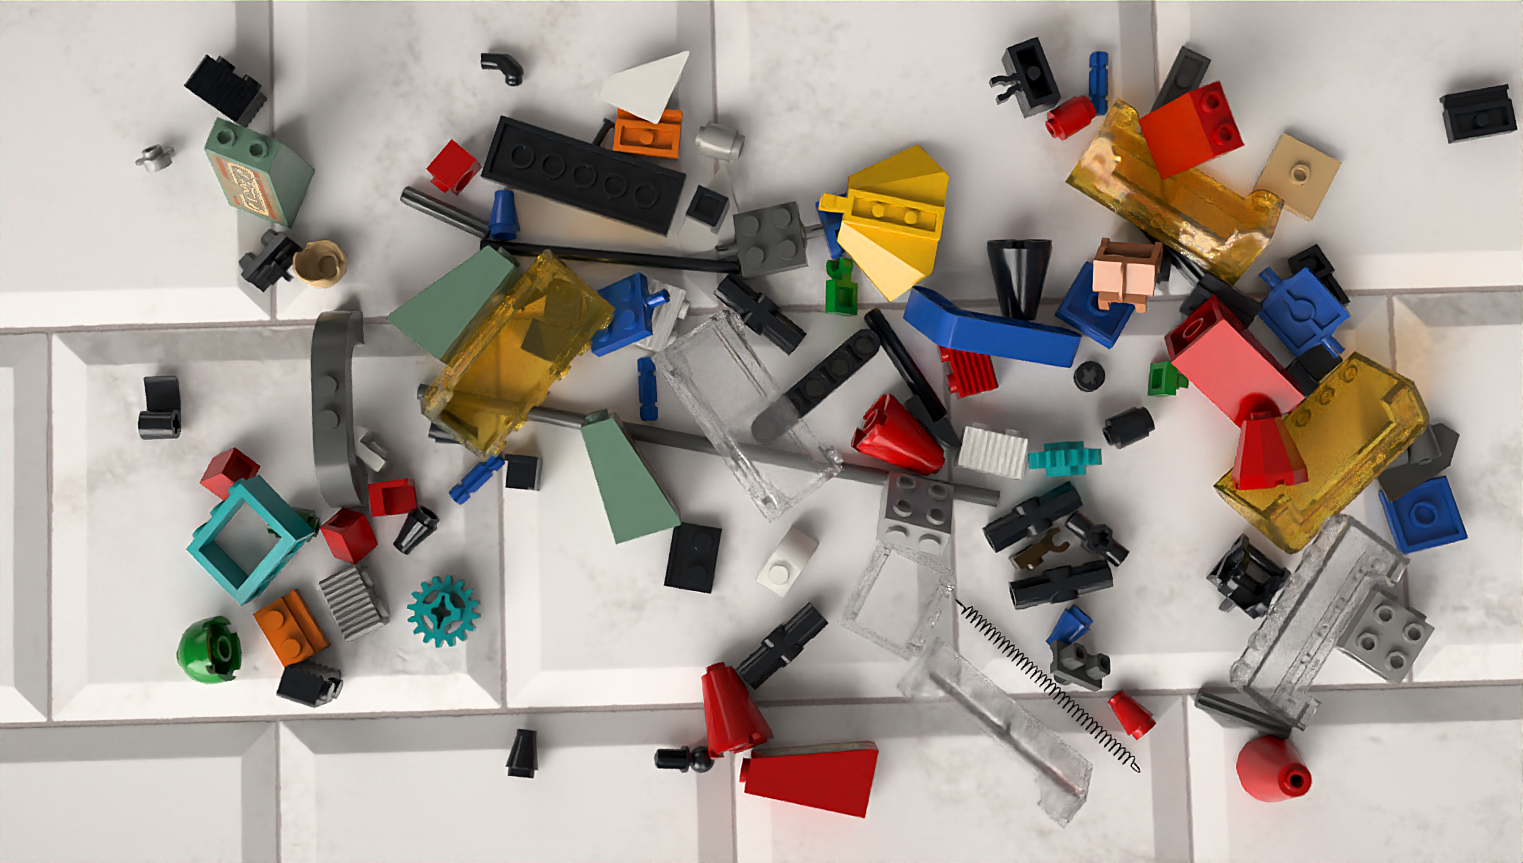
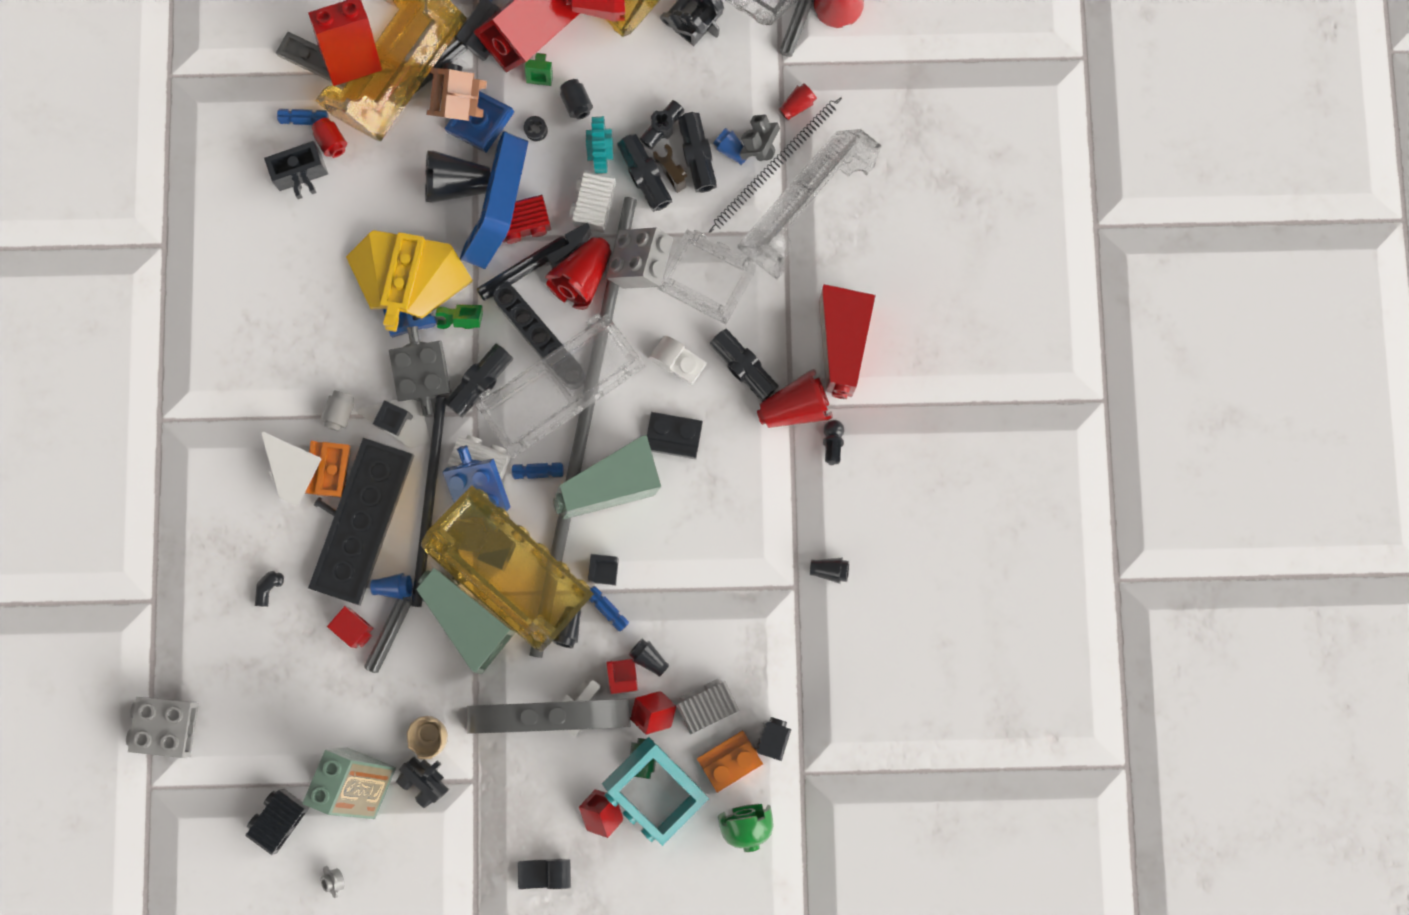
camera: 90 degrees left, 5 degrees down
(442, 626) = (712, 650): teal gear -> none

